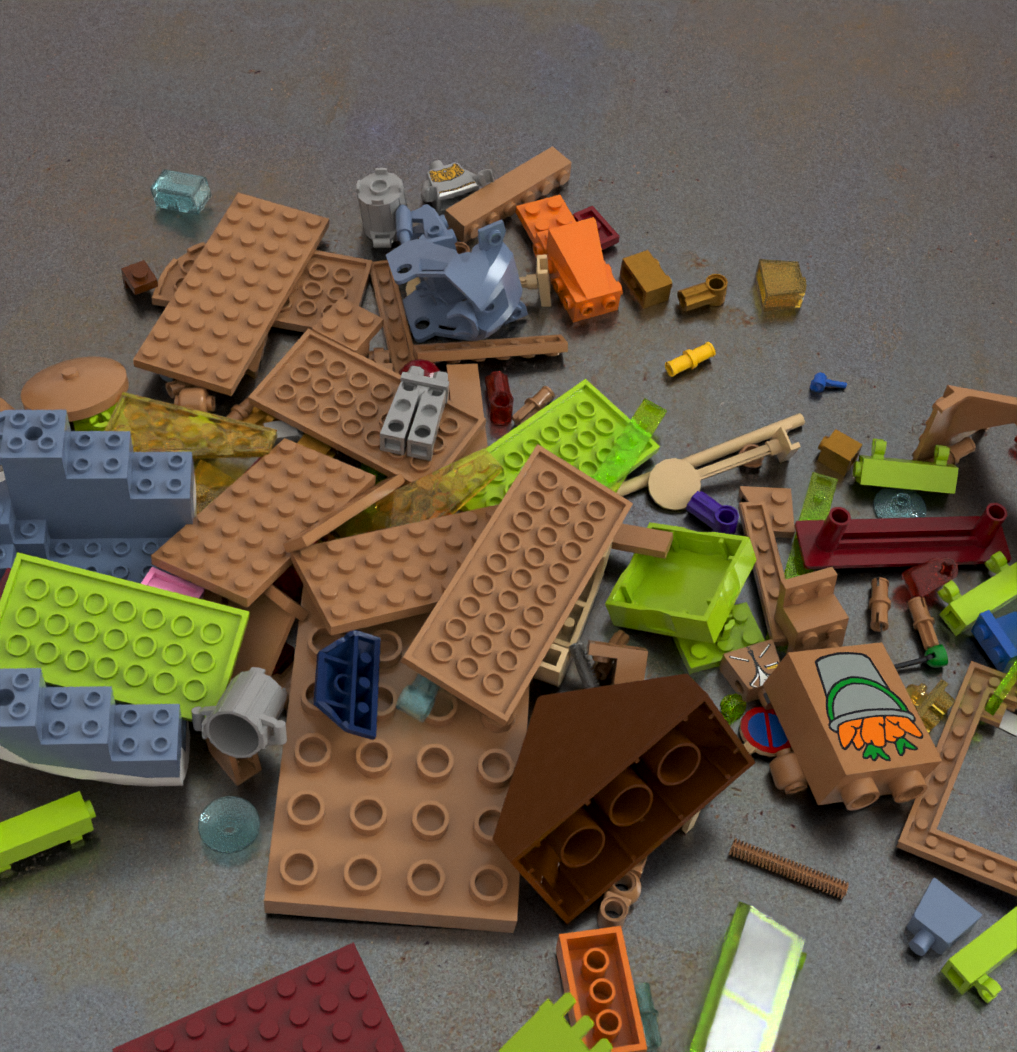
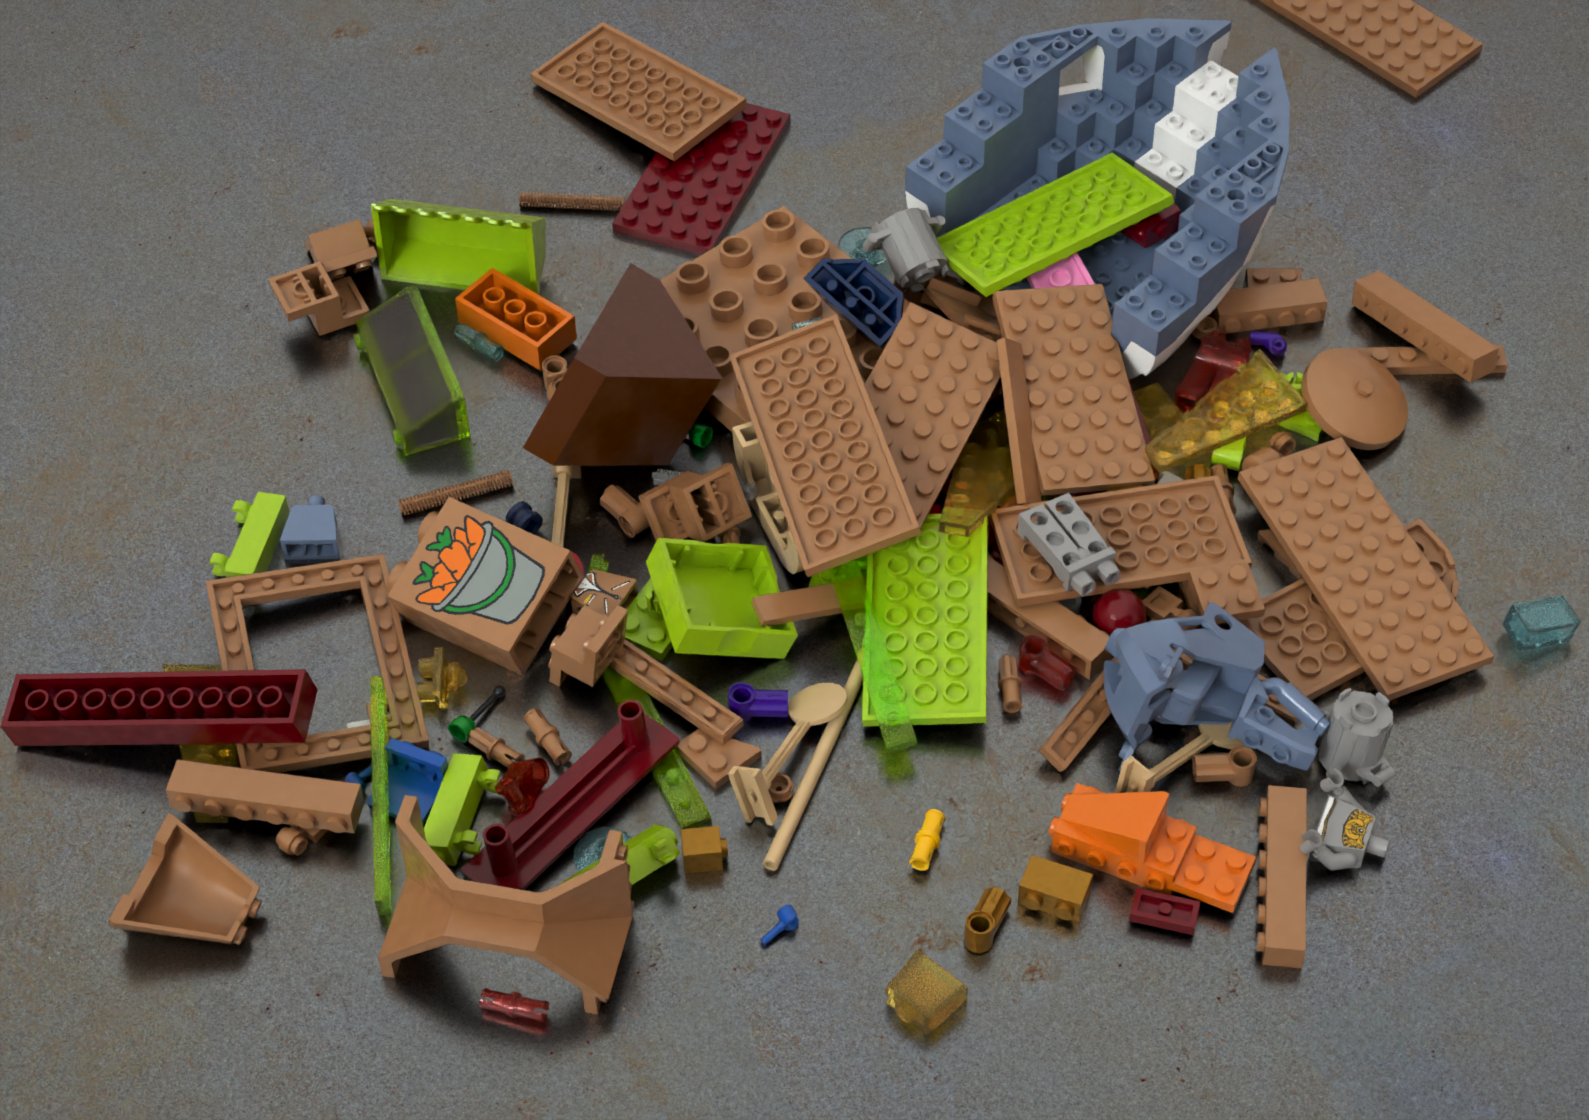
camera: 145 degrees right, 5 degrees down
(139, 277) = (1452, 521): reddish brown bracket -> none
(757, 789) = (524, 518): none -> dark blue wheel

